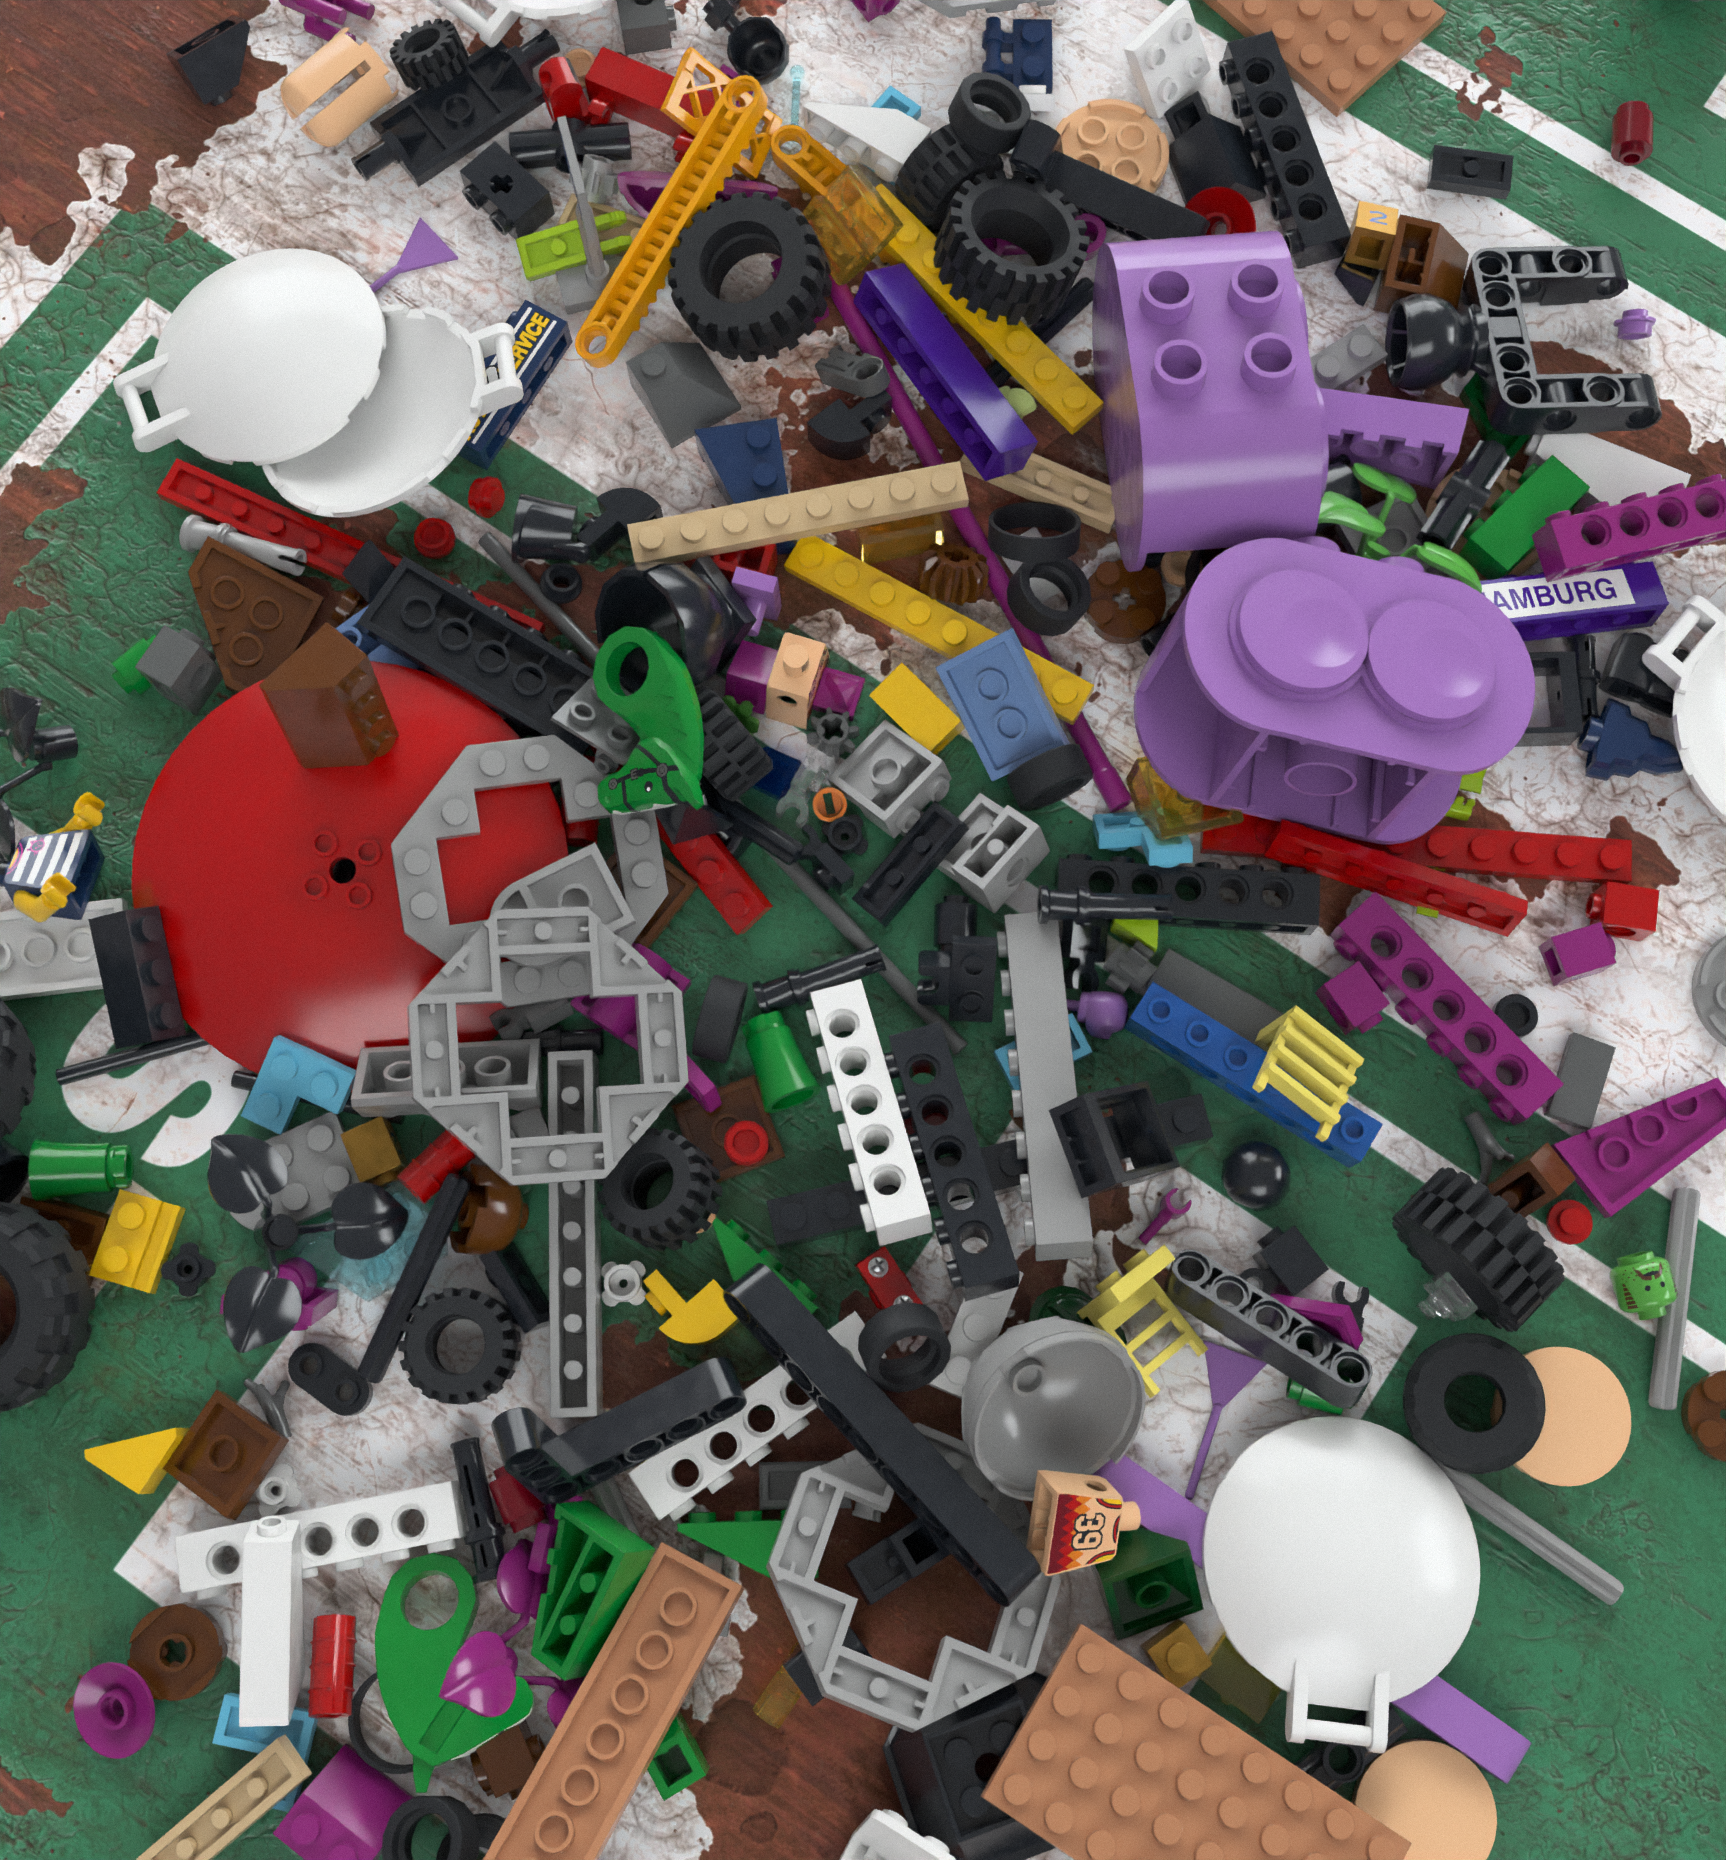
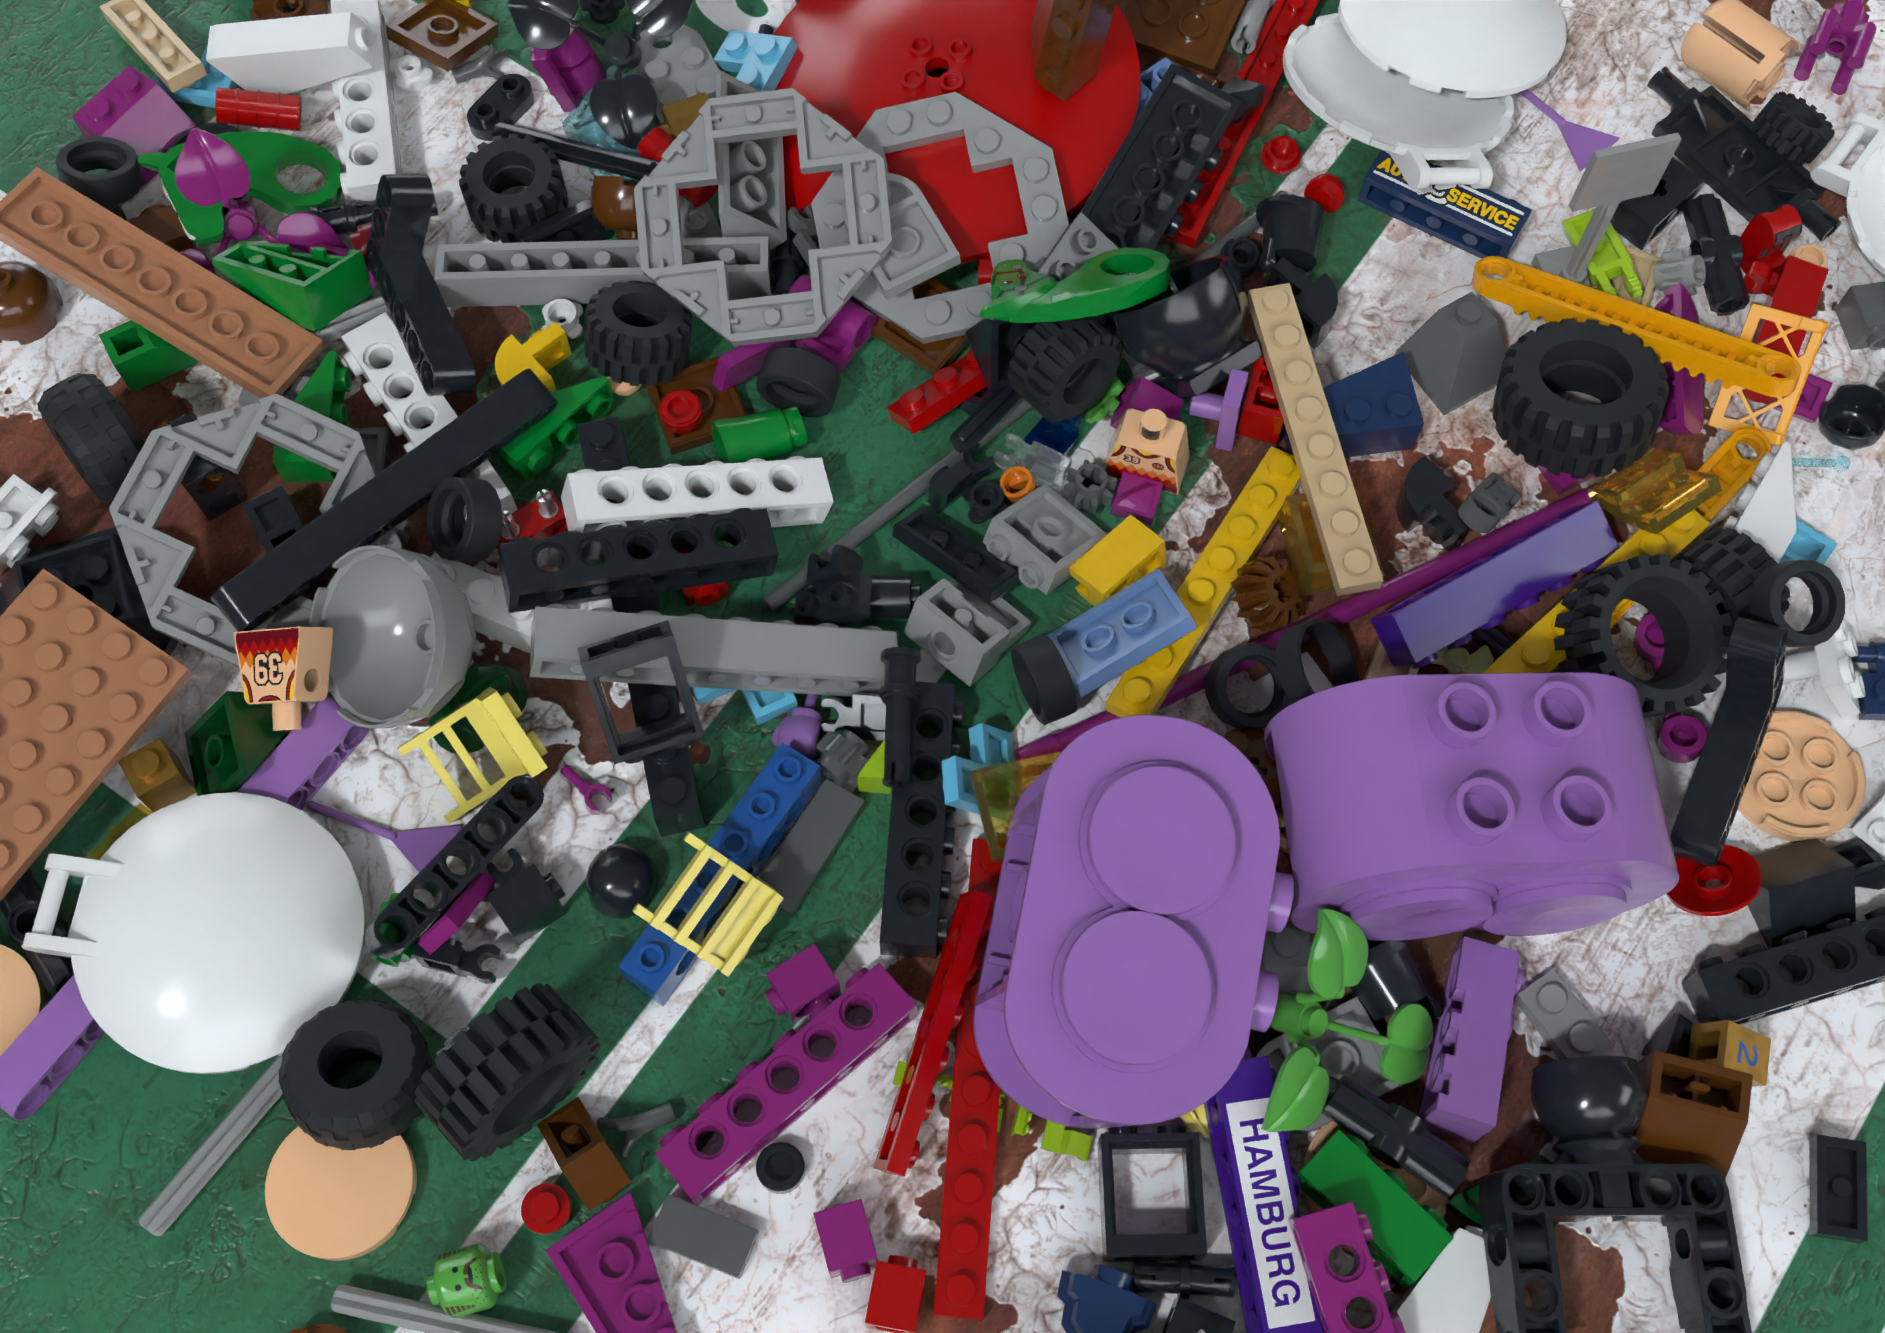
camera: 90 degrees right, 10 degrees down
(797, 985) = (835, 453): black pin -> none
(797, 1778) = (92, 432): none -> black tyre

